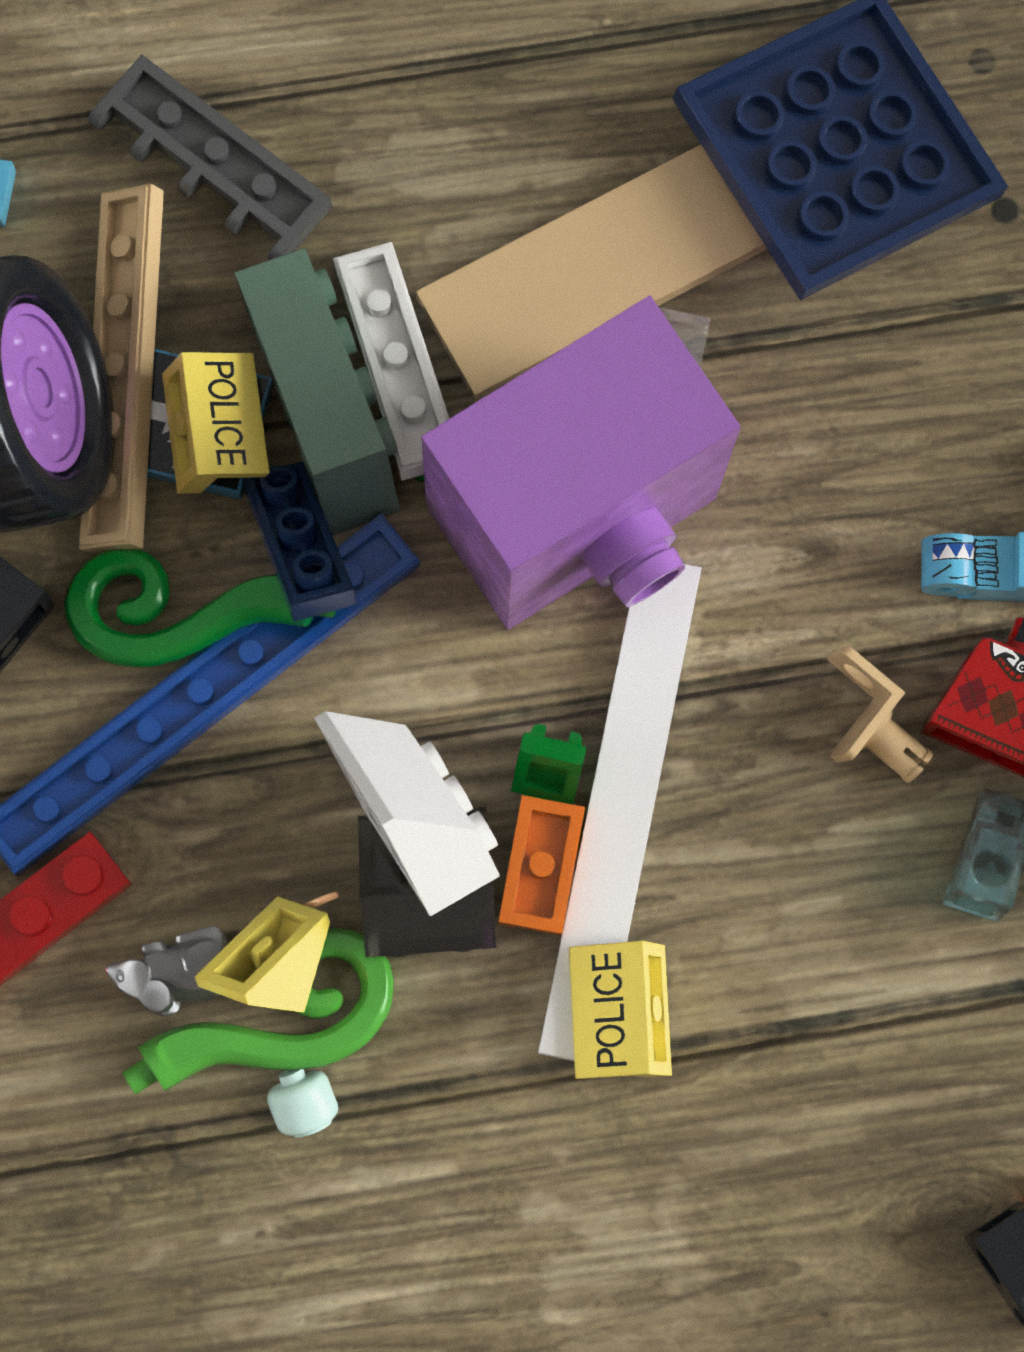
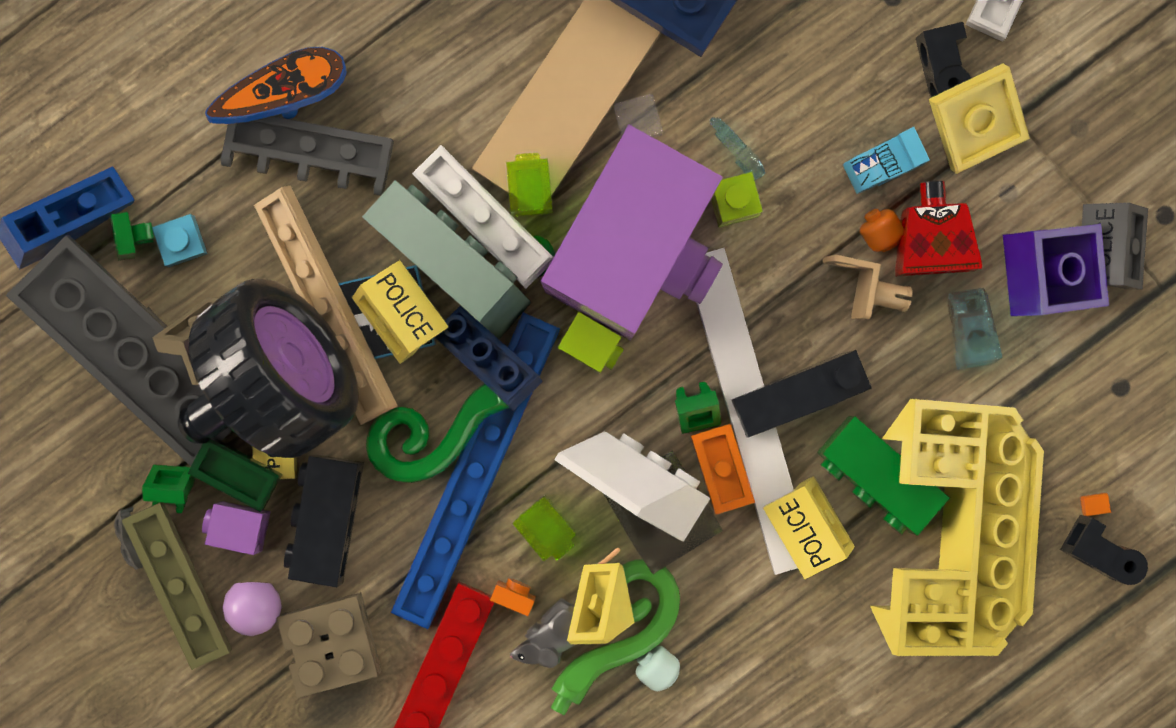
camera: 20 degrees left, 10 degrees up
(157, 887) = (514, 596): none -> orange plate
(221, 59) = (280, 87): none -> shield
(251, 818) = (546, 529): none -> clear neon green brick
(450, 600) = (591, 343): none -> lime brick
(479, 346) = (529, 185): none -> clear neon green brick
(706, 814) = (801, 393): none -> black slope
(749, 509) = (736, 200): none -> lime brick
(758, 991) = (875, 471): none -> green brick
(793, 466) = (743, 154): none -> clear light blue piece
(878, 1146) = (986, 530): none -> light yellow slope
(931, 658) = (881, 230): none -> orange piece

